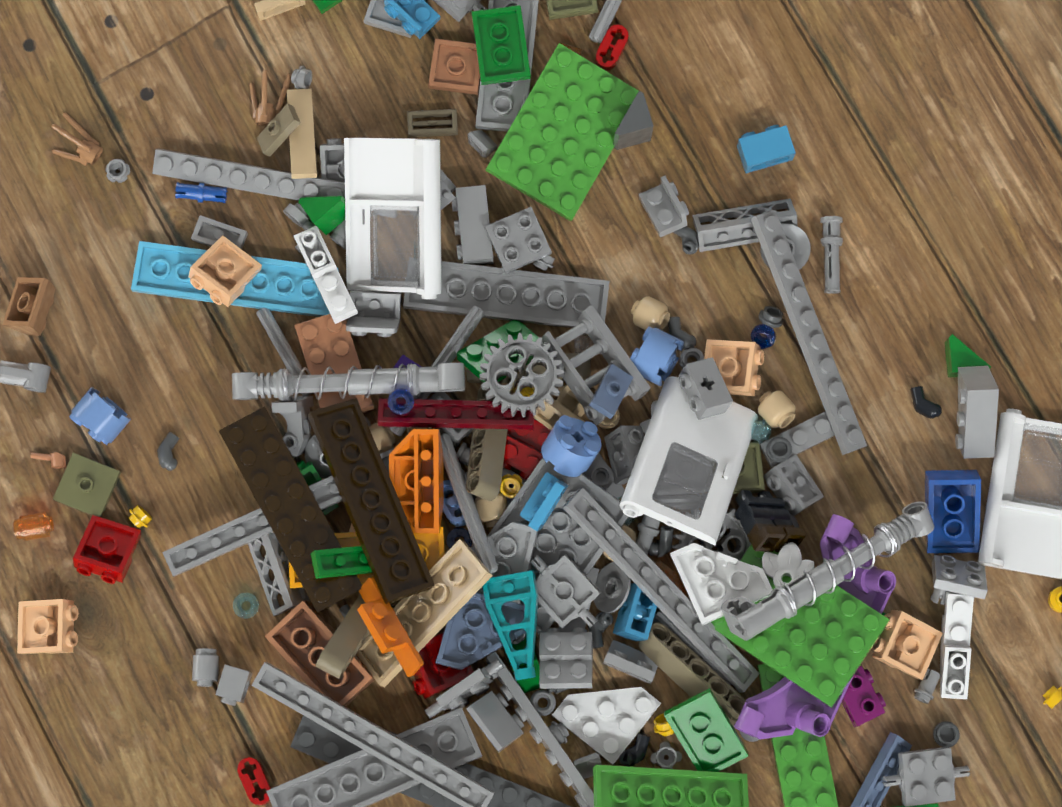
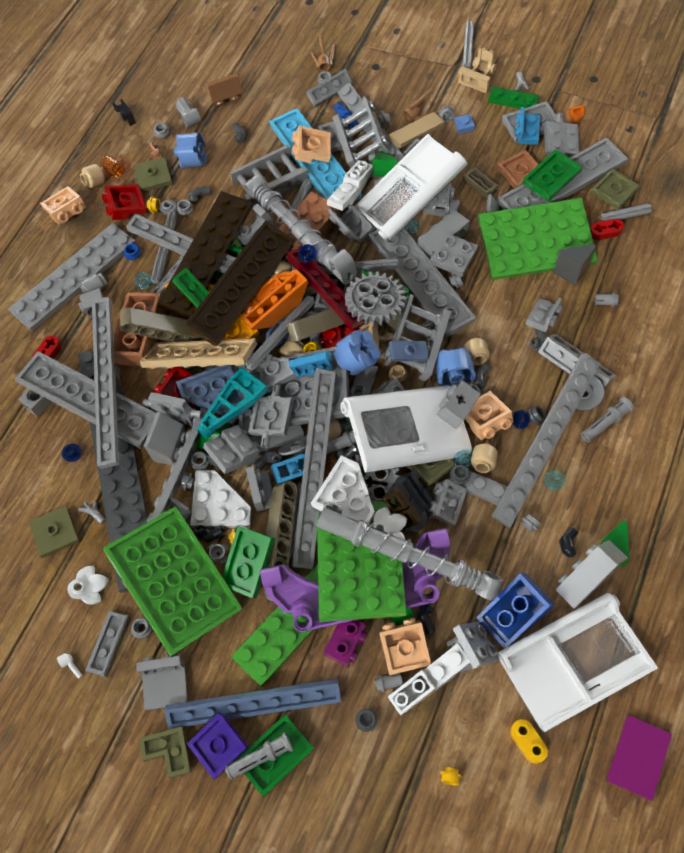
camera: 60 degrees right, 15 degrees down
(18, 422) = (161, 130): none -> light grey plate
(29, 561) = (92, 176): none -> tan head
(114, 334) = (240, 131): none -> dark grey arm
(137, 177) = (328, 87): none -> light grey tile
(163, 508) = (167, 206): none -> light grey plate
(166, 683) = (66, 280): none -> light grey plate
(176, 476) = (184, 207): none -> light grey plate
(185, 584) = (132, 251): none -> blue plate
(227, 559) = (162, 251): none -> light grey axle
(237, 219) = (346, 135): none -> light grey fence
(242, 343) = (282, 183): none -> light grey fence
(247, 155) = (384, 119): none -> light grey plate
(278, 130) = (408, 118): dark tan plate -> none
(332, 69) = (464, 124): none -> medium blue plate
(387, 628) = (168, 336): orange bracket -> none
(697, 128) = (606, 299): none -> light grey pin
(765, 148) = (631, 340): dark azure brick -> none
(852, 369) = (554, 485): none -> clear light blue plate
(878, 422) = (530, 523): none -> light grey plate
(900, 604) = (424, 611): none -> black arm
(926, 776) = (326, 726): light grey plate -> none

